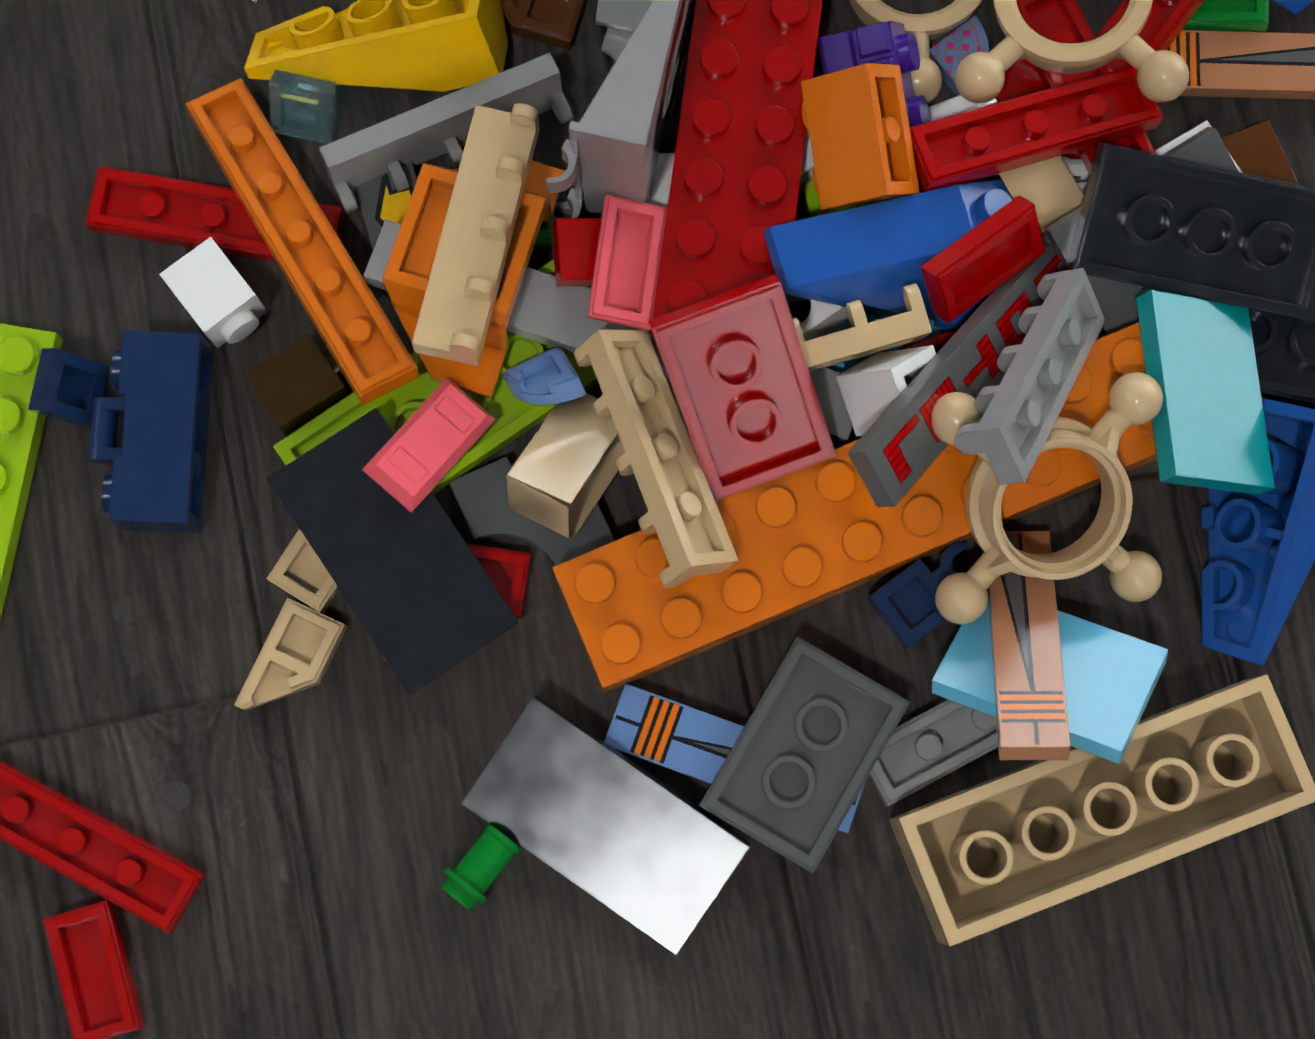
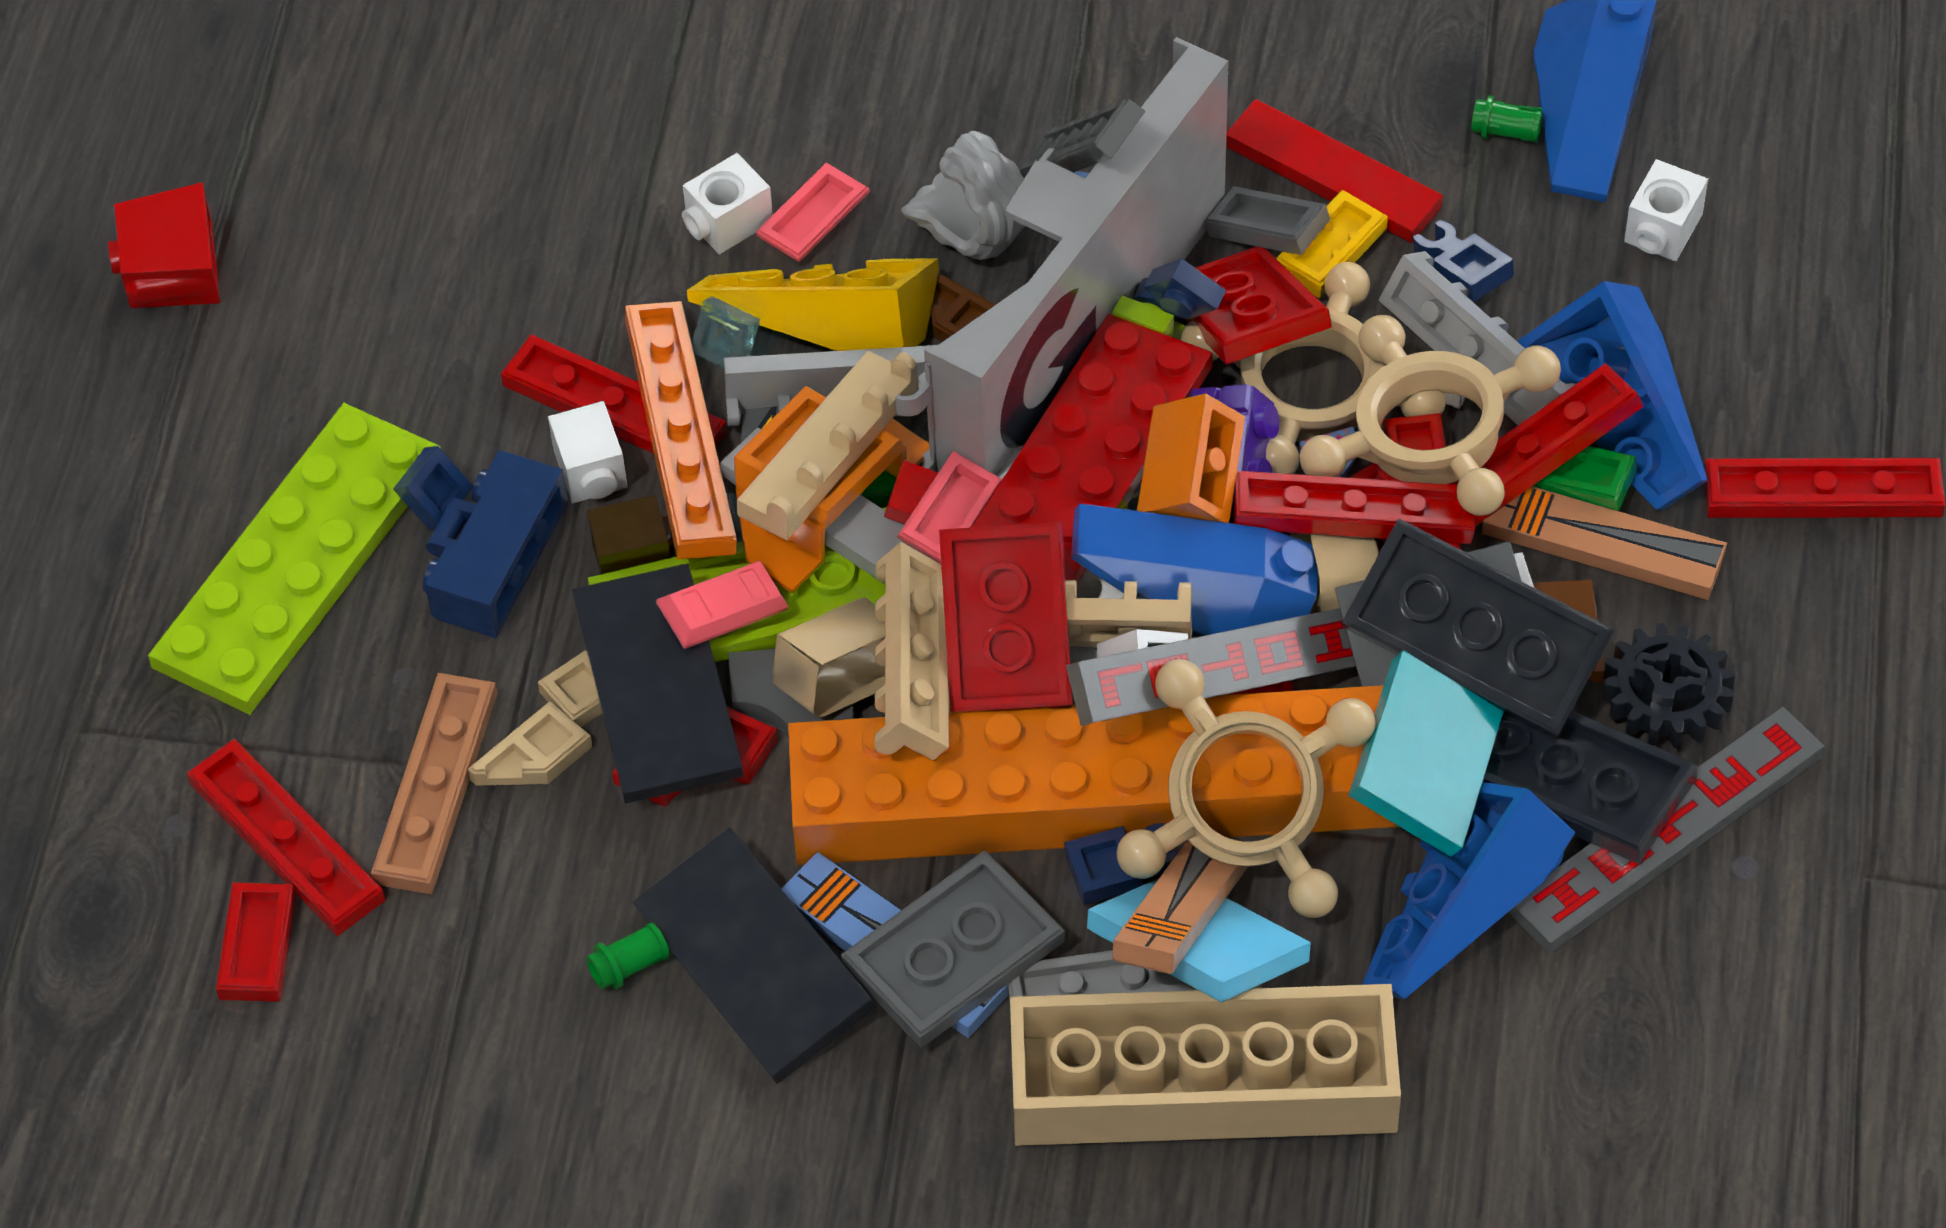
camera: 25 degrees right, 25 degrees down
(204, 727) = (434, 783): none -> nougat tile
(545, 379) = (842, 584): medium blue tile -> none
(983, 259) = (1265, 590): red tile -> none
(1036, 376) = (1265, 673): light grey hinge -> none

